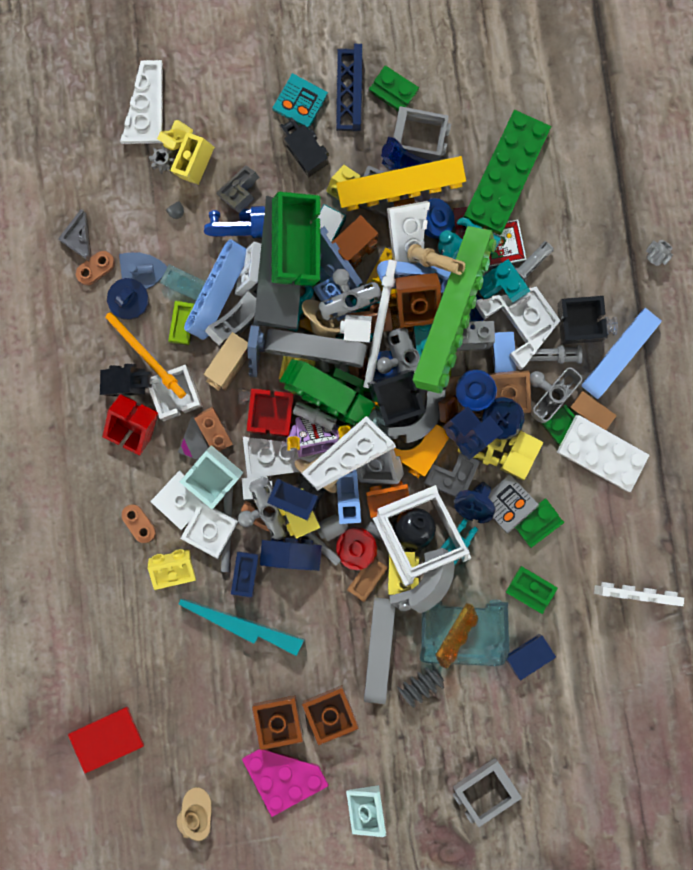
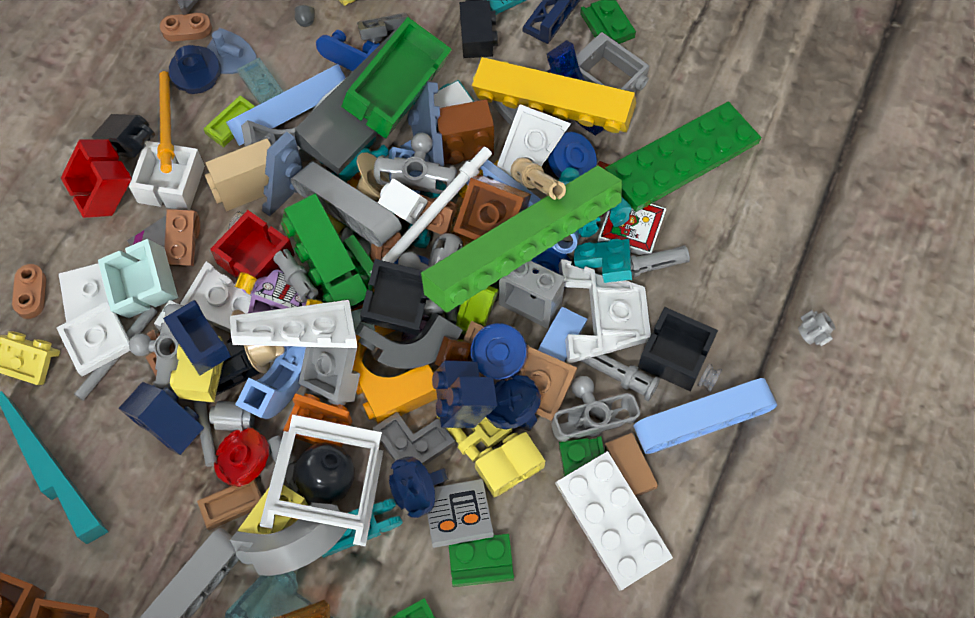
camera: 30 degrees right, 20 degrees down
(244, 574) = (92, 407): dark blue panel -> none

